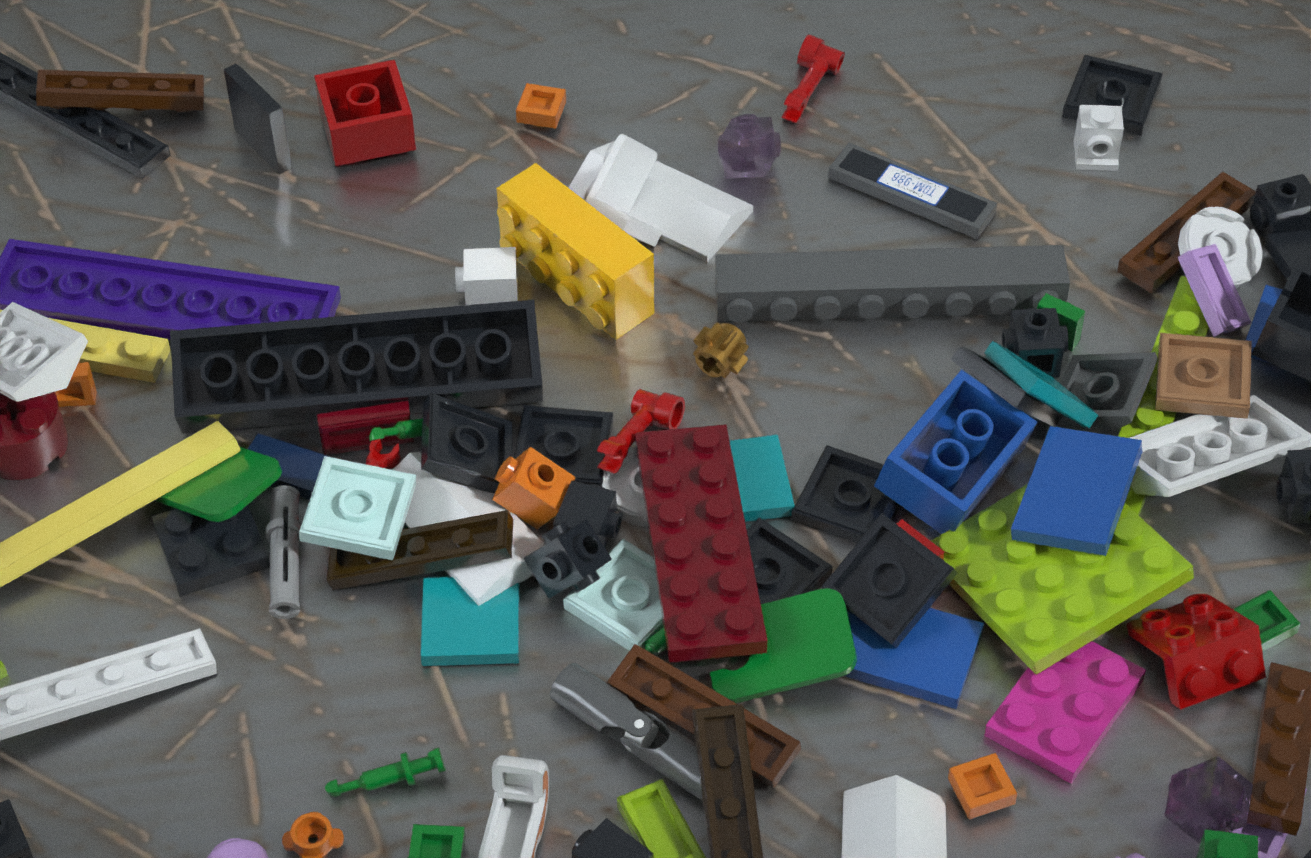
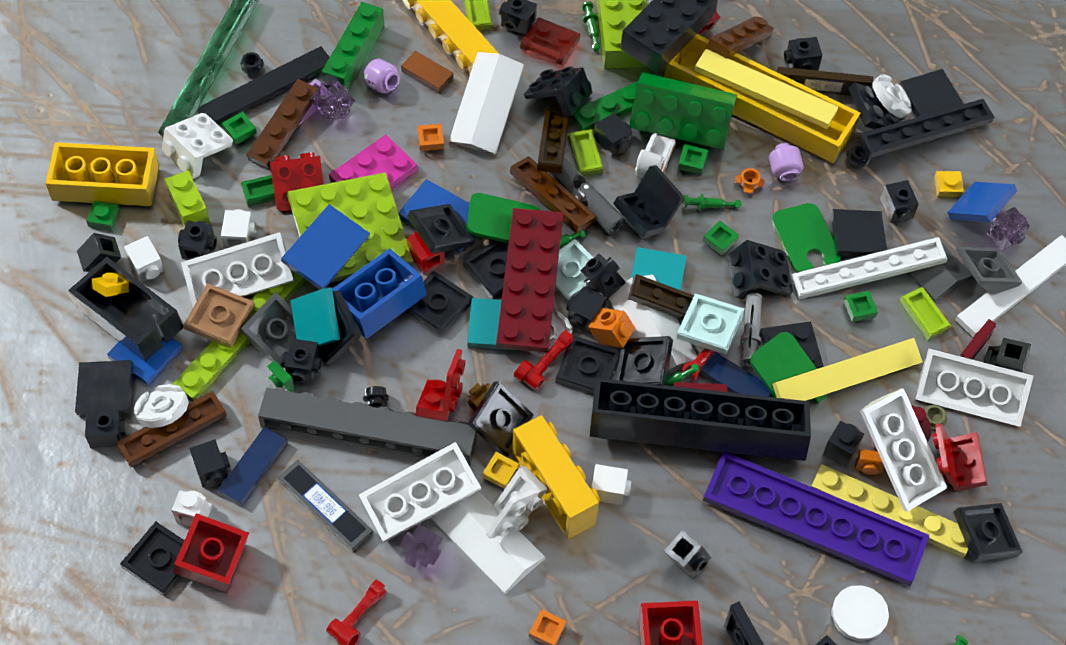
camera: 170 degrees left, 10 degrees up
(83, 629) = (860, 306): none -> green plate
(84, 772) = (858, 232): none -> black tile
(90, 205) = (860, 613): none -> white tile
(115, 395) = (843, 443): none -> black brick
(197, 766) = (802, 232): none -> green piece
(273, 648) = (759, 267): none -> black bracket
(353, 202) = (688, 554): none -> black brick
(358, 703) = (720, 238): none -> green plate
(514, 715) = (651, 204): none -> black bracket
(669, 269) = (500, 470): none -> yellow plate
(683, 319) = (498, 416): none -> black tile
(770, 203) = (419, 492): none -> white slope
(794, 329) = (440, 397): none -> red bracket
(897, 332) = (375, 396): none -> black plate
(1039, 81) = (210, 552): none -> red brick
(1044, 207) = (252, 466): none -> dark blue tile
(1106, 196) = (210, 463): none -> black brick
(1214, 290) = (182, 371): lavender tile -> none
(1255, 529) = (237, 228): none -> white brick

